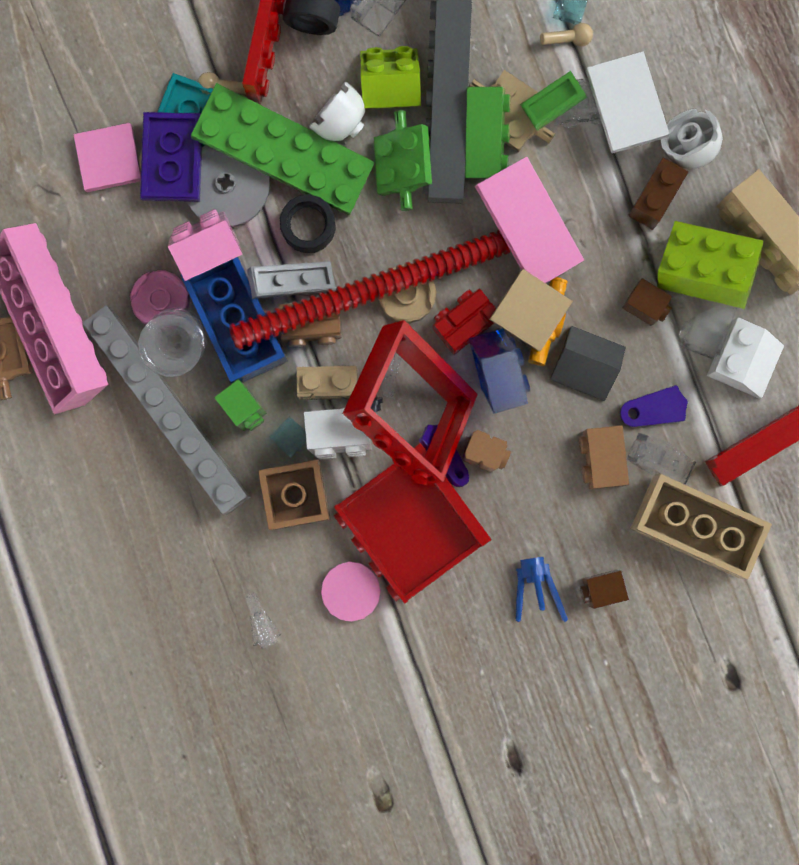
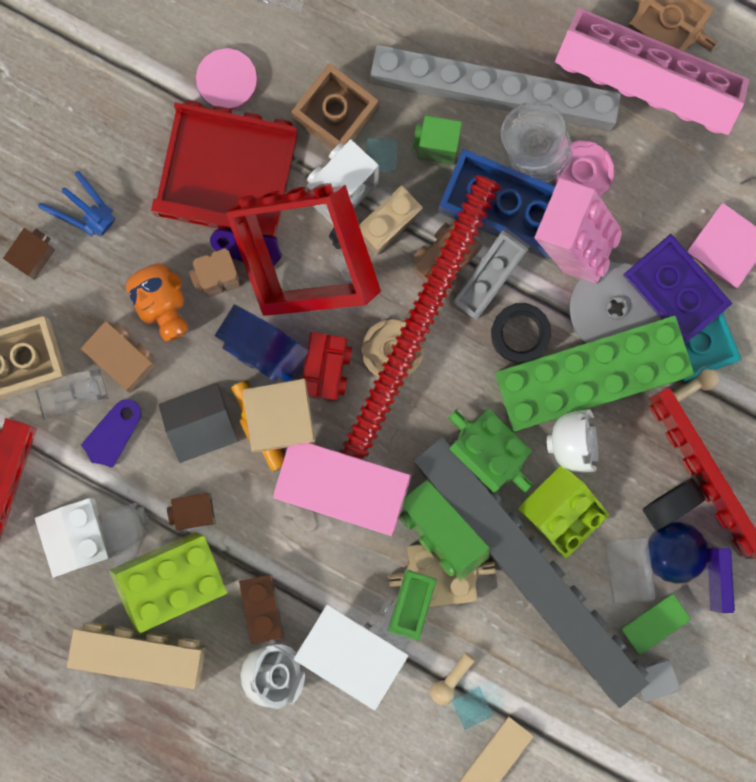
camera: 135 degrees right, 0 degrees up
(541, 473) = (158, 298): none -> orange piece

